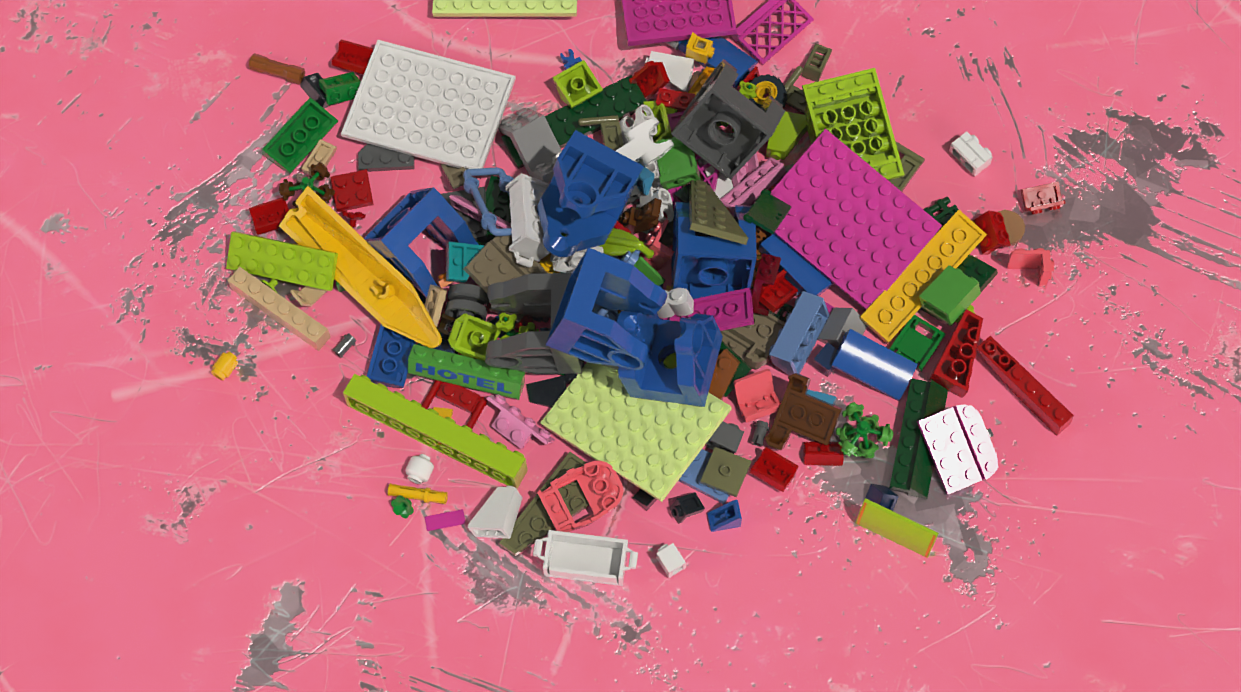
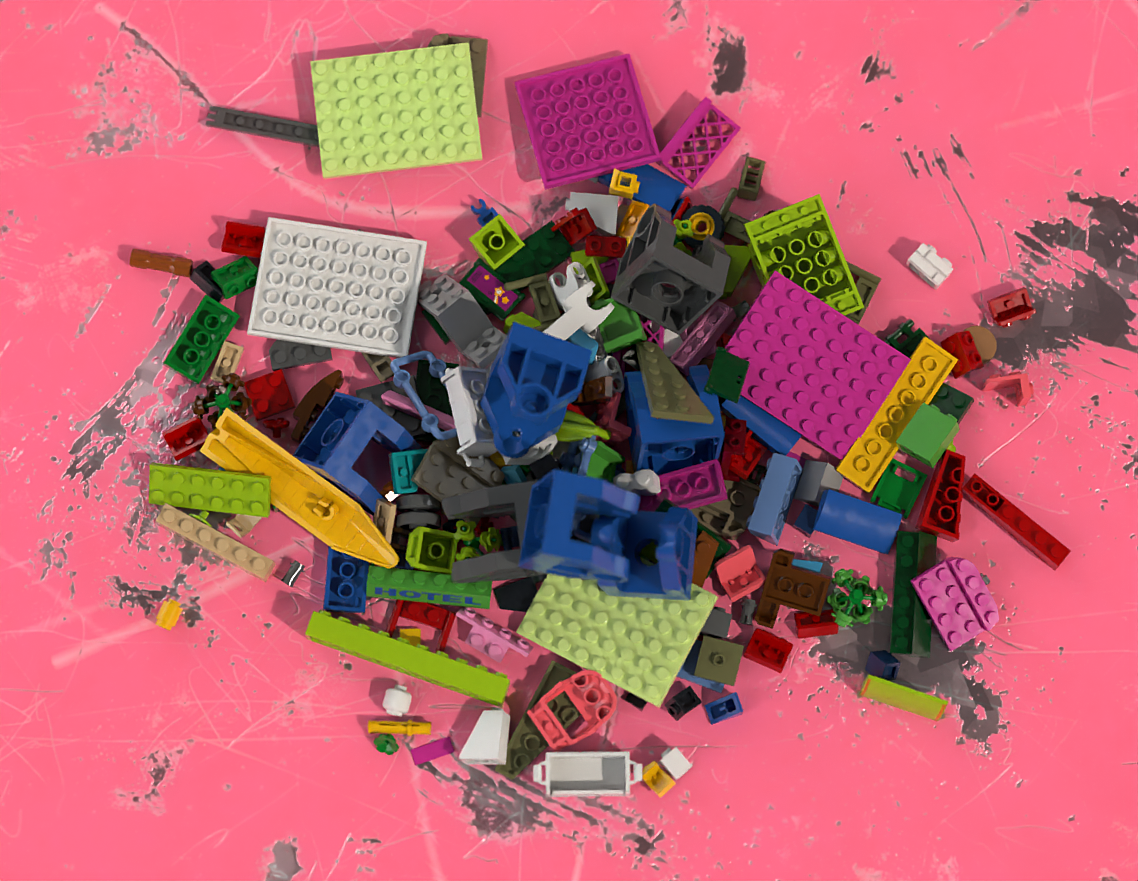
camera: 15 degrees left, 10 degrees up
(389, 199) = (316, 398): none -> reddish brown slope
(565, 120) = (488, 286): none -> door
(651, 572) = (657, 779): none -> yellow bracket

